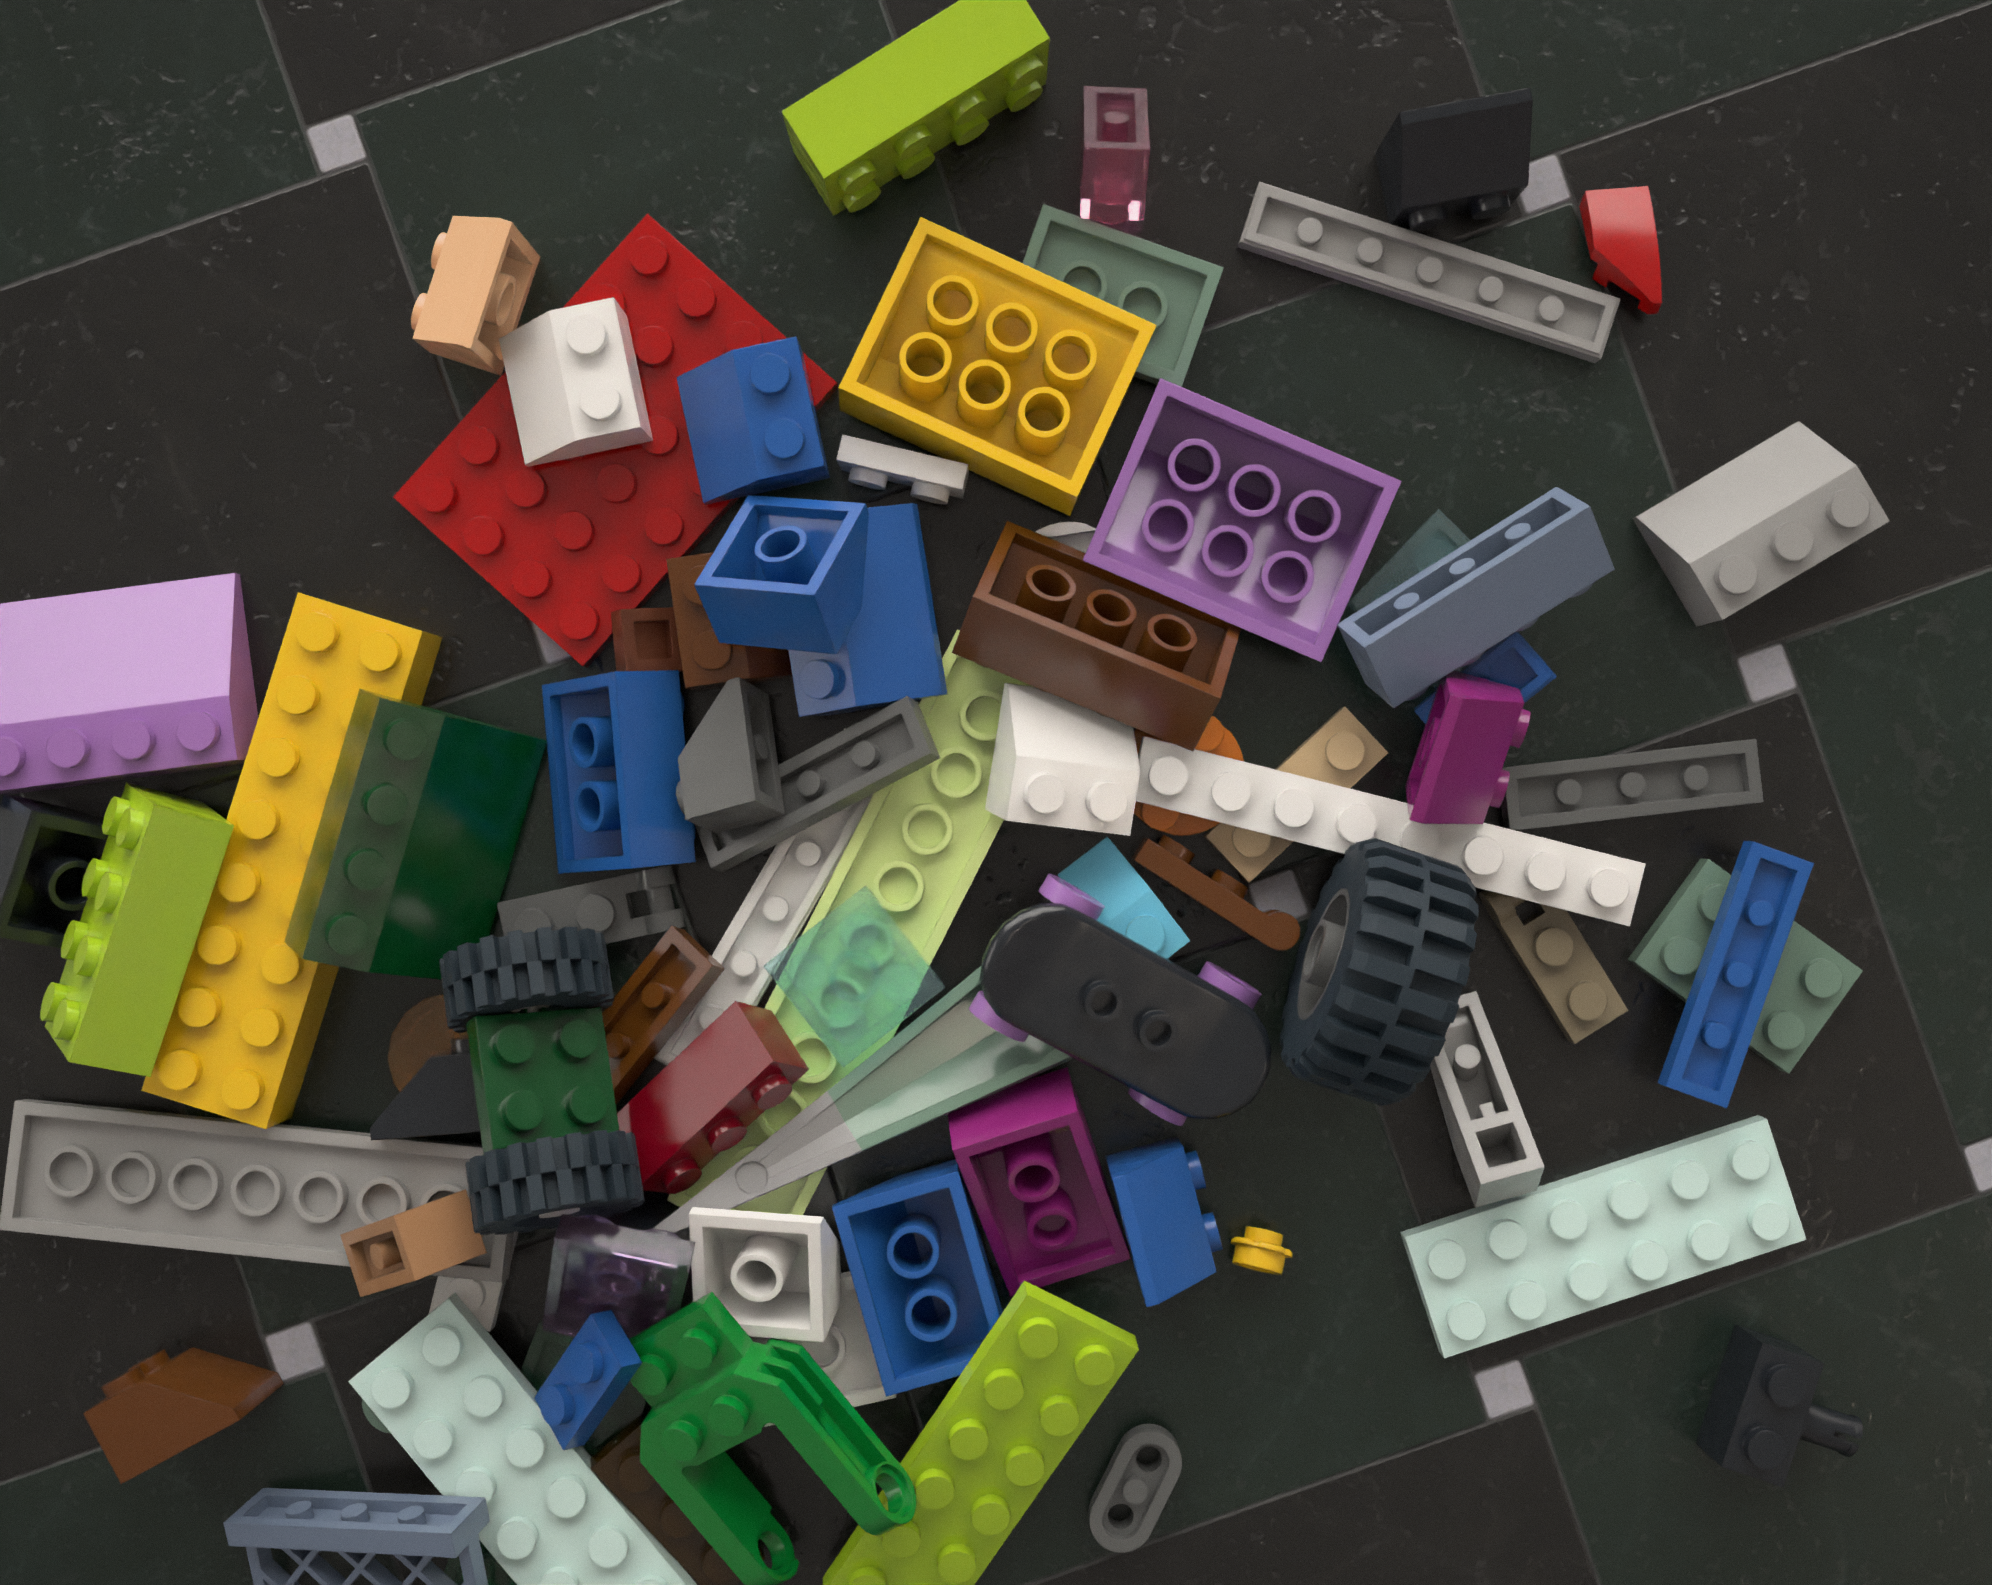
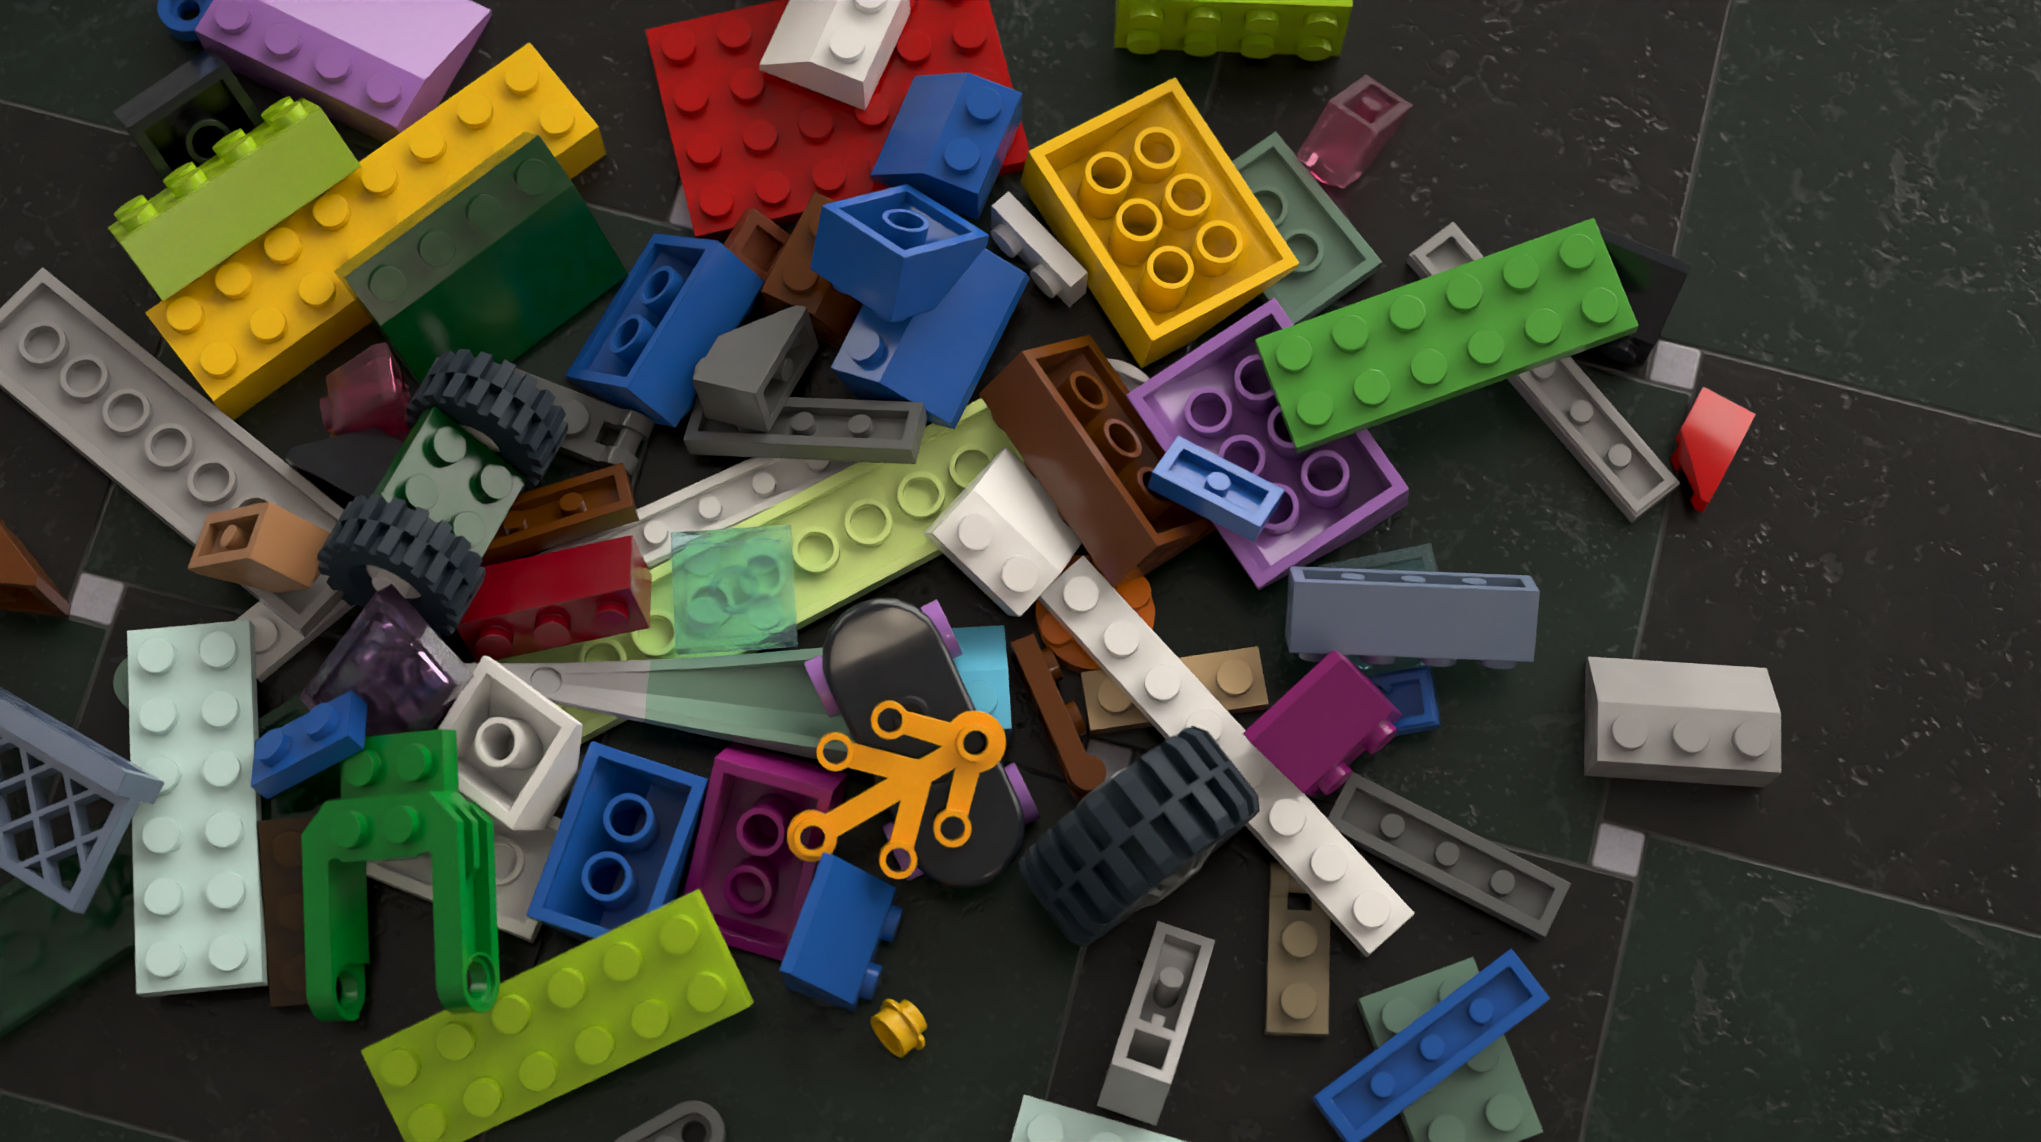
camera: 30 degrees right, 15 degrees down
(403, 1032) = (366, 394): none -> clear pink slope
(1136, 1064) = (905, 781): none -> light orange plant
(1230, 601) = (1215, 488): none -> plate
(1349, 310) = (1446, 335): none -> bright green plate

